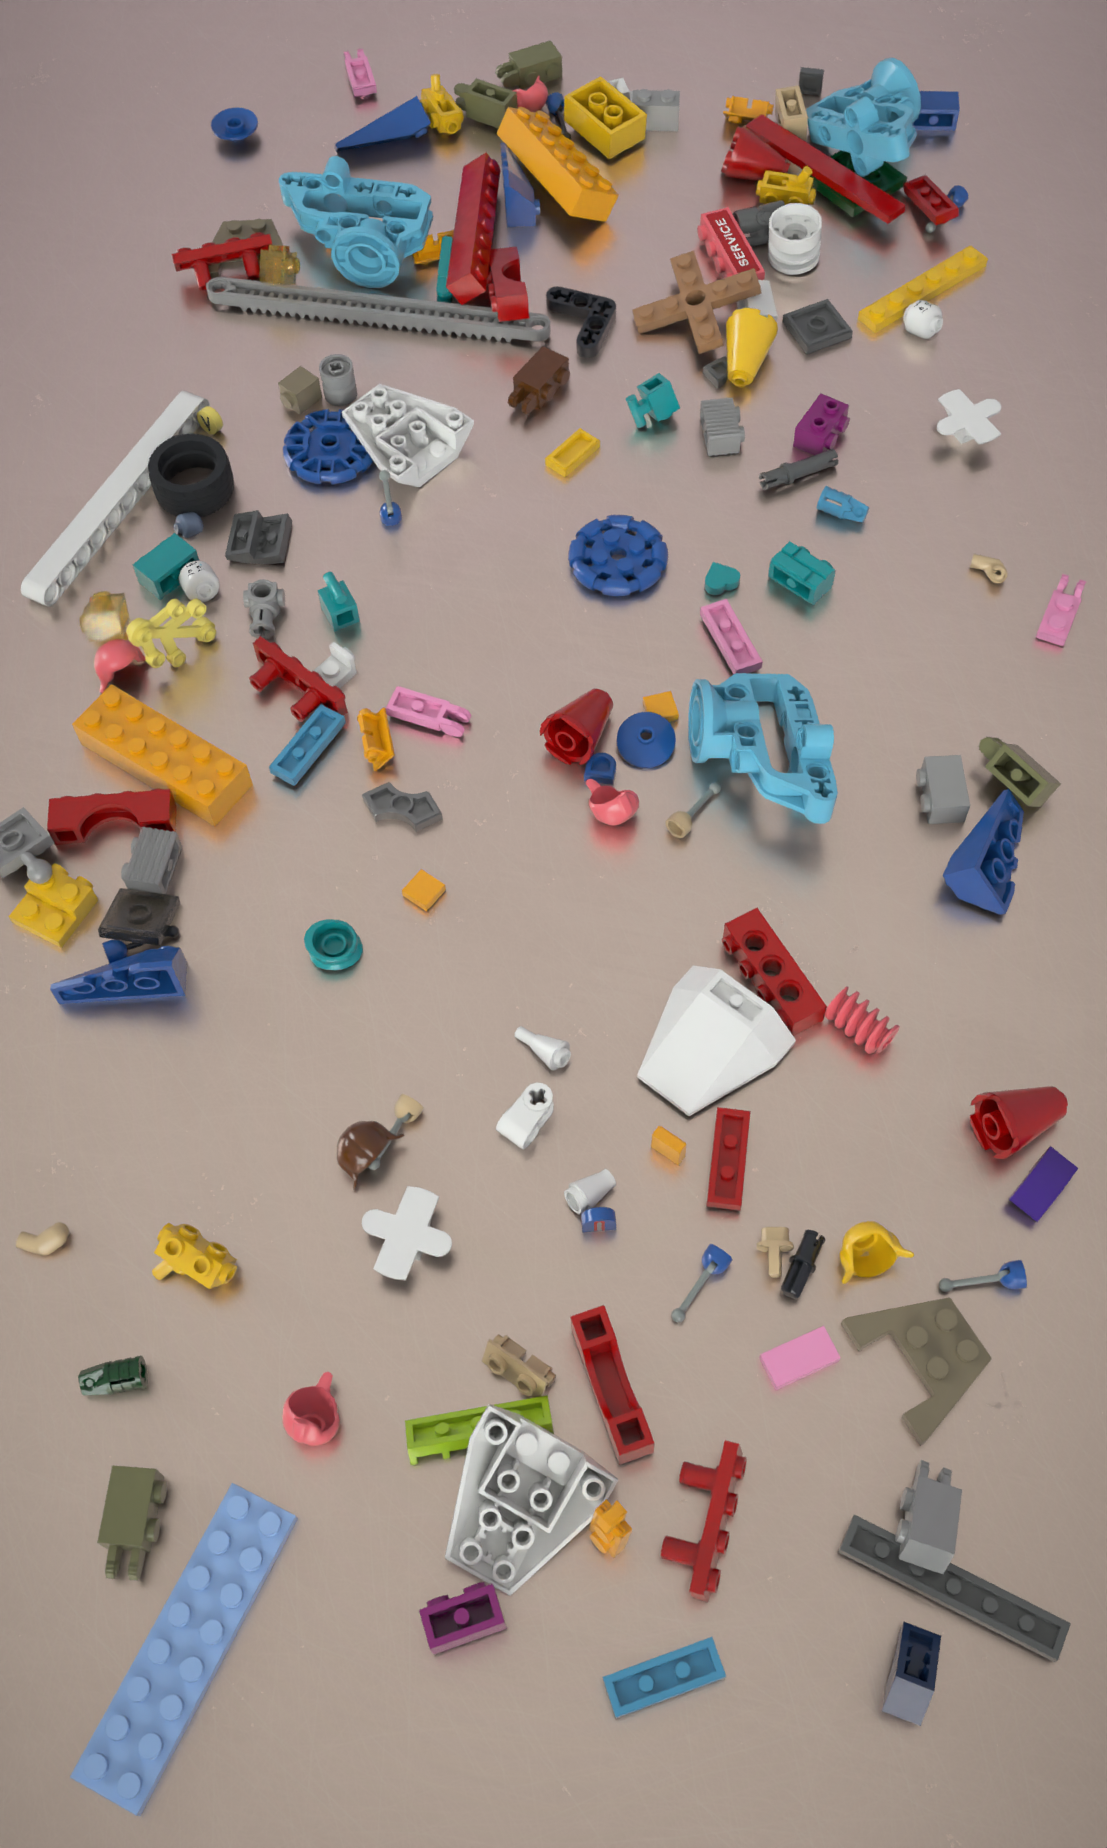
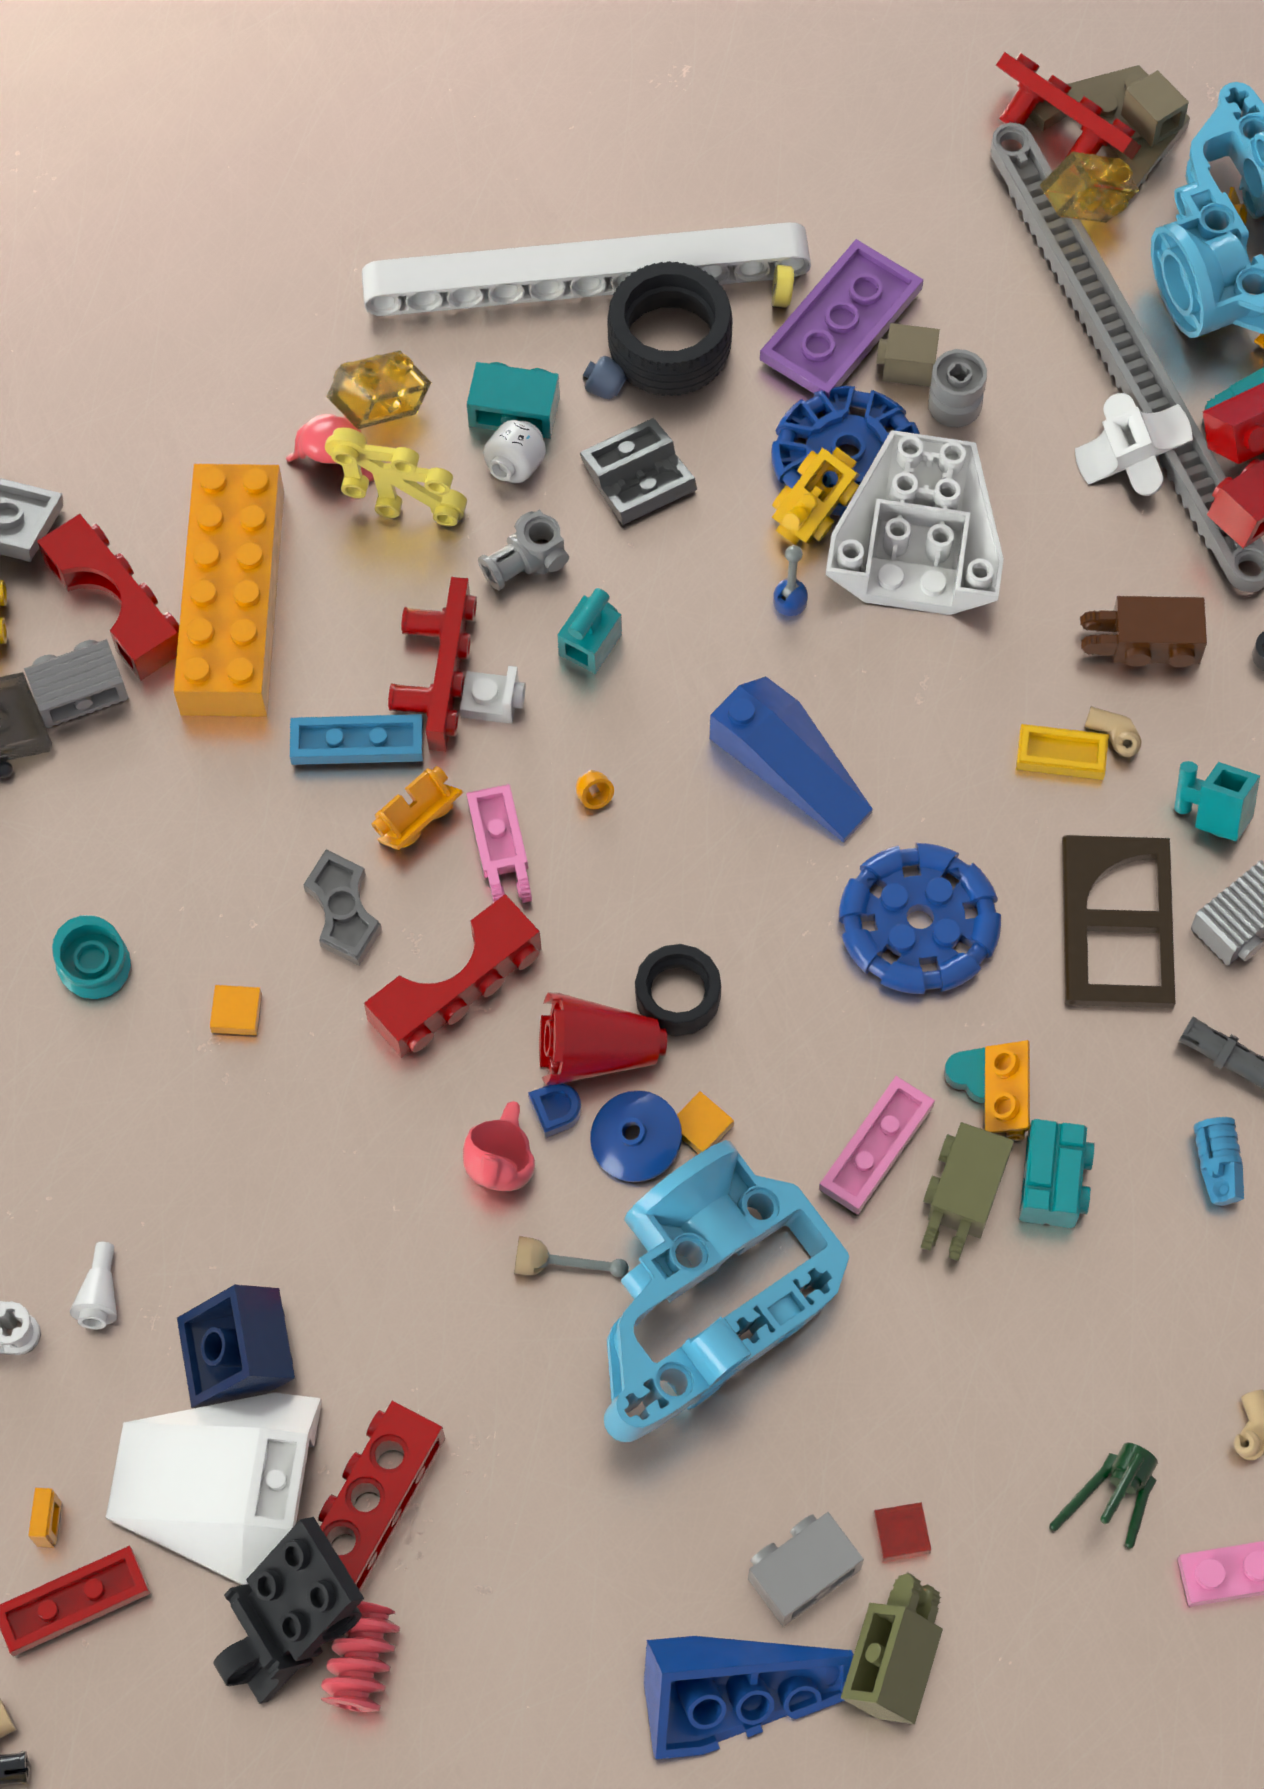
camera: 55 degrees right, 5 degrees up
(252, 407) = (841, 319): none -> medium lavender plate
(257, 218) = (1154, 107): none -> dark tan brick
(350, 474) = (807, 506): none -> yellow brick
(430, 653) = (603, 784): none -> light orange hinge
(431, 332) = (1132, 443): none -> white piece
(478, 562) = (786, 750): none -> blue wedge
(493, 799) = (412, 1011): none -> red arch
(575, 658) = (674, 957): none -> black tyre
(586, 422) = (1120, 728): none -> tan arm
(631, 992) = (235, 1345): none -> dark blue slope
(640, 475) = (1084, 864): none -> dark brown window
(743, 565) = (1008, 1089): none -> light orange hinge
(783, 611) = (967, 1185): none -> olive hinge
(819, 1030) = (288, 1611): none -> black plate
(948, 740) = (902, 1531): none -> clear red tile
(982, 628) = (1130, 1472): none -> dark green plant

